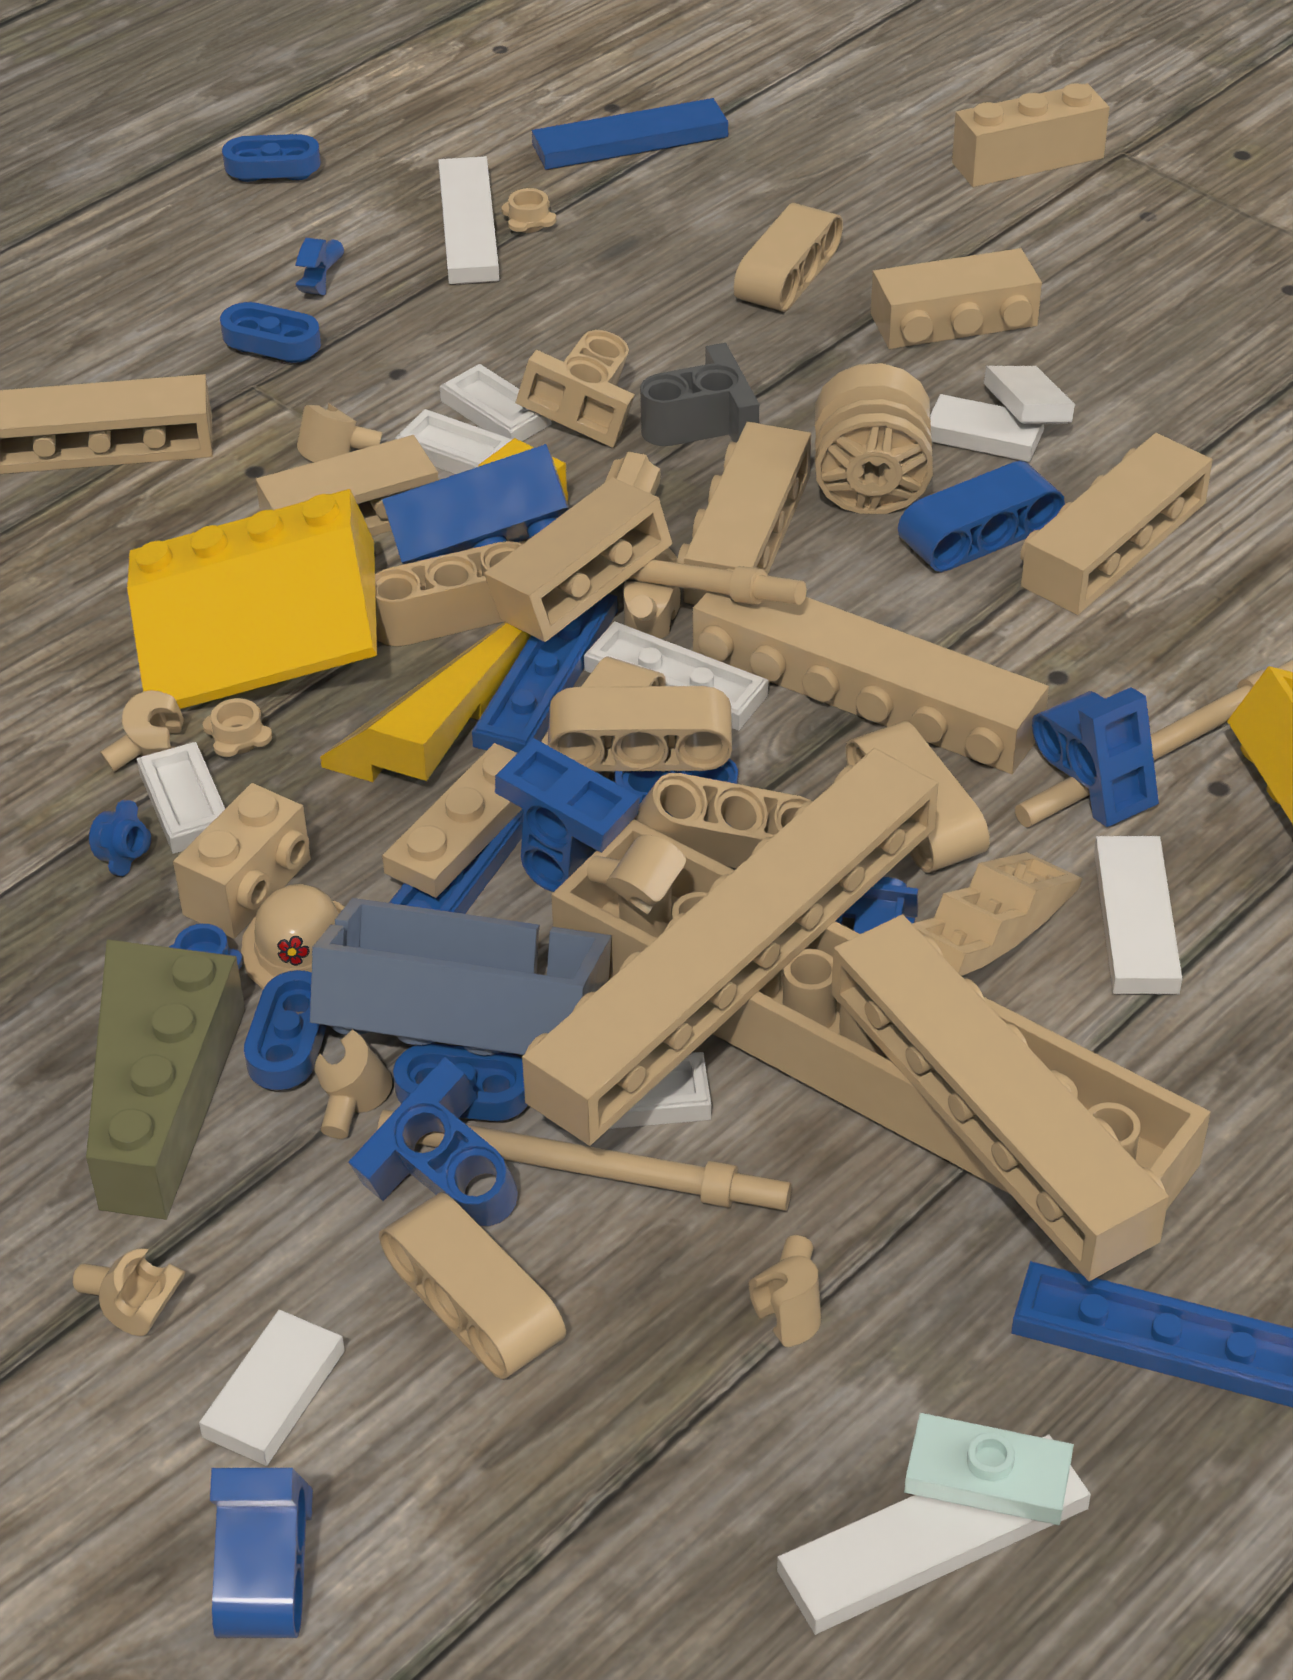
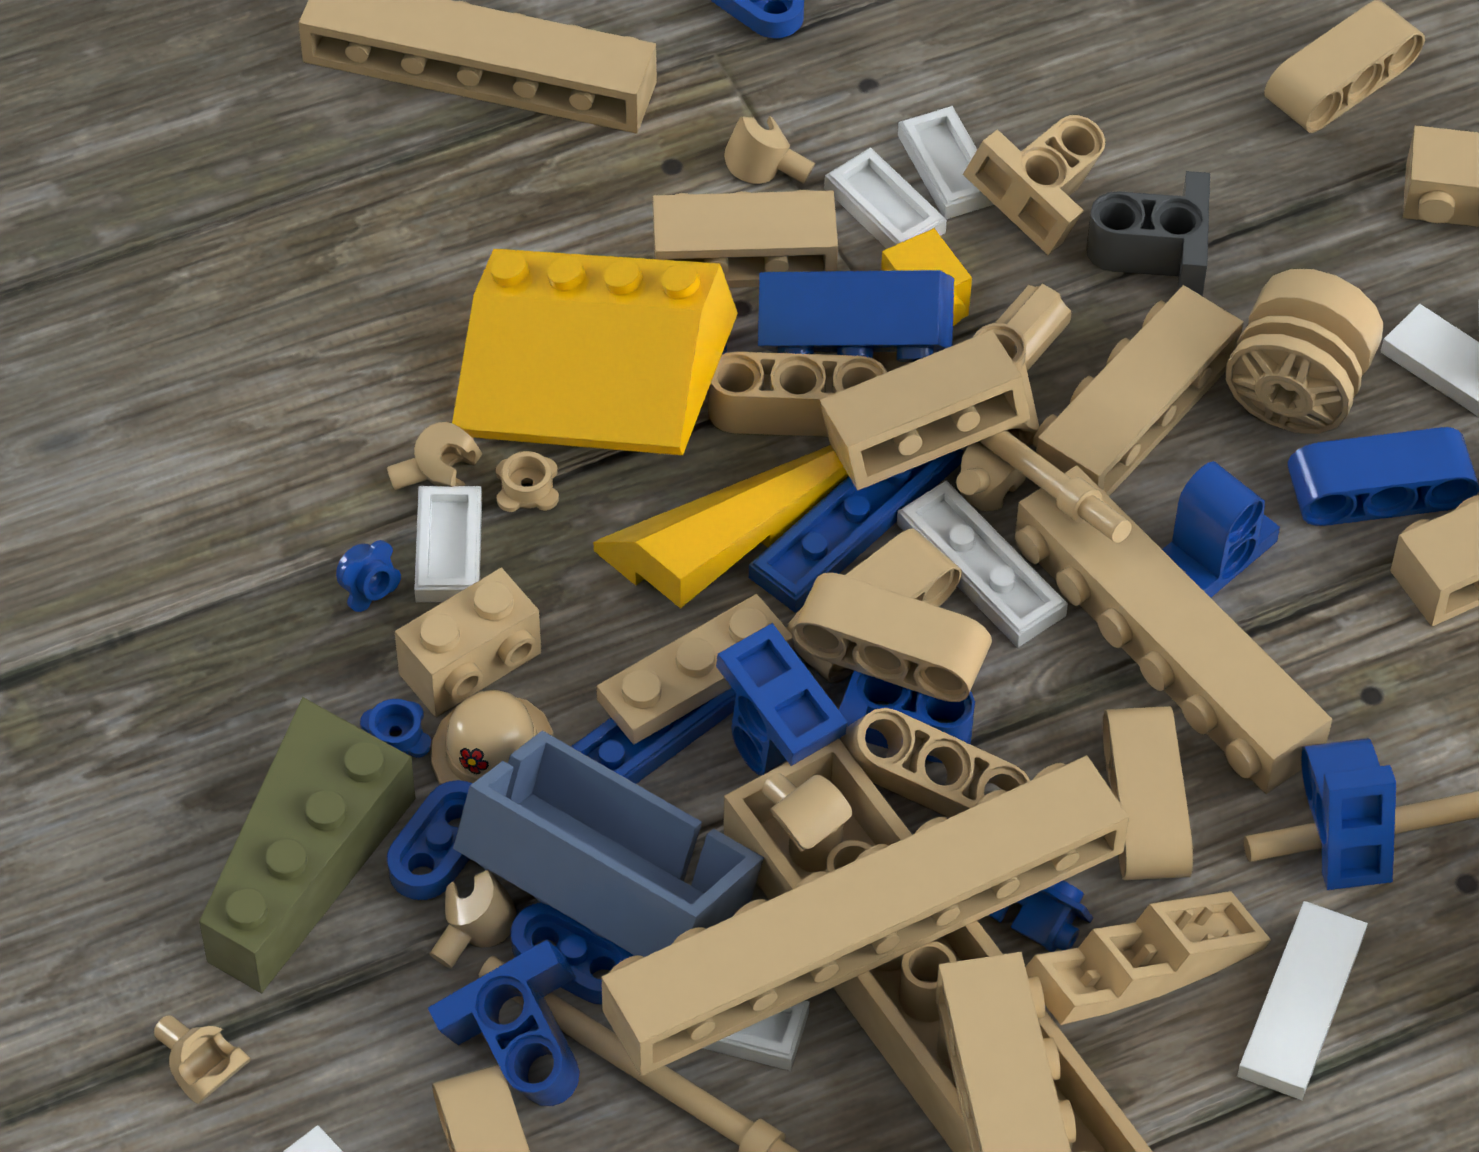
camera: 20 degrees right, 10 degrees up
(873, 573) = (1218, 528): none -> blue tile

